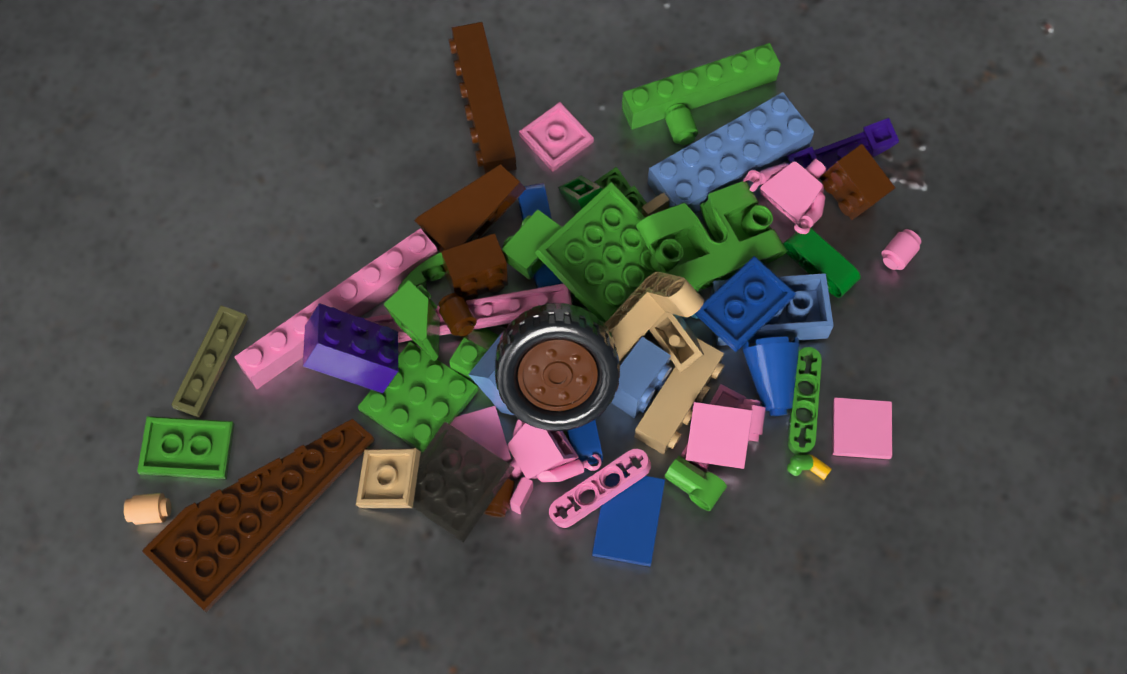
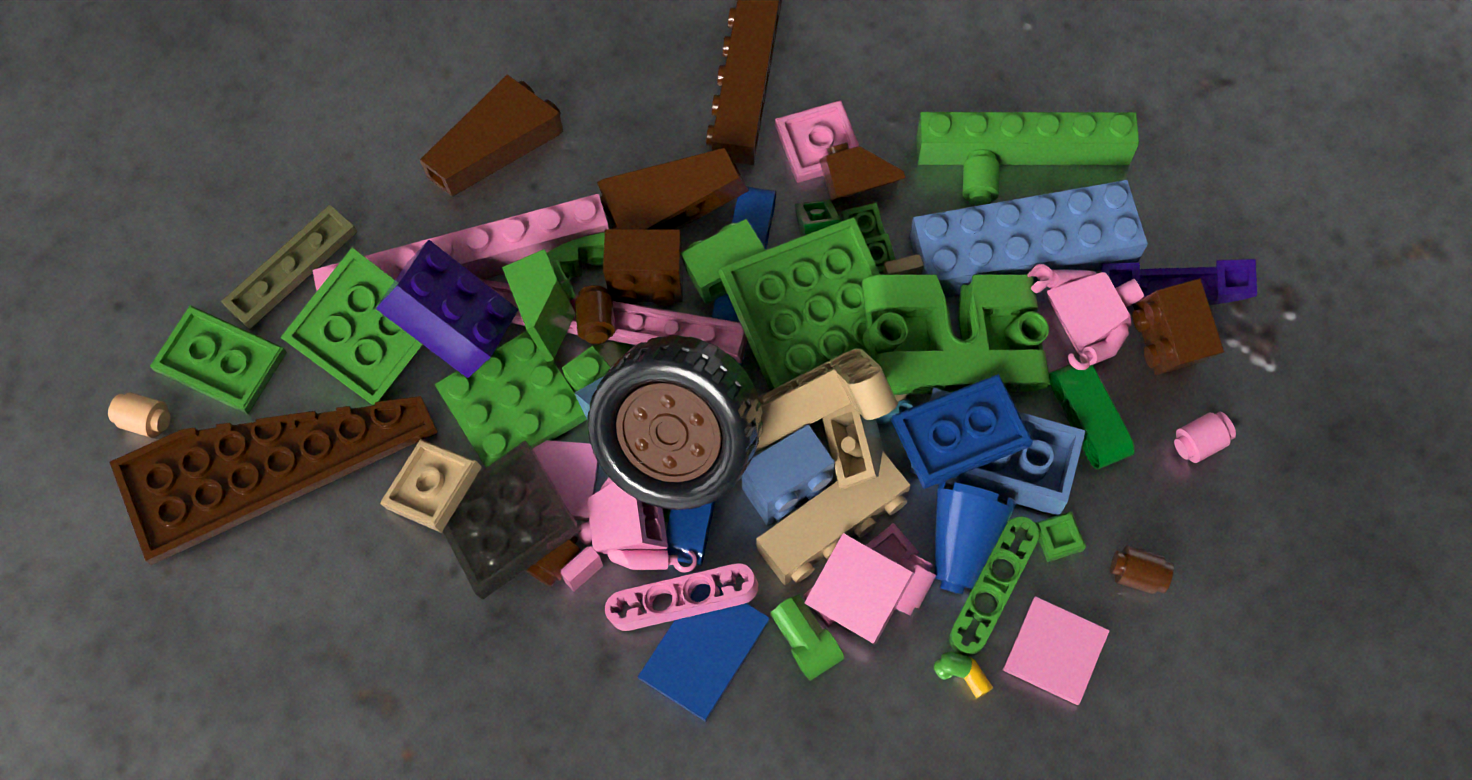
camera: 25 degrees right, 0 degrees up
(284, 390) = (348, 334): none -> bright green plate
(319, 212) = (491, 136): none -> reddish brown slope
(593, 149) = (856, 171): none -> reddish brown slope
(834, 351) = (1060, 536): none -> bright green tile
(896, 353) = (1142, 570): none -> reddish brown brick

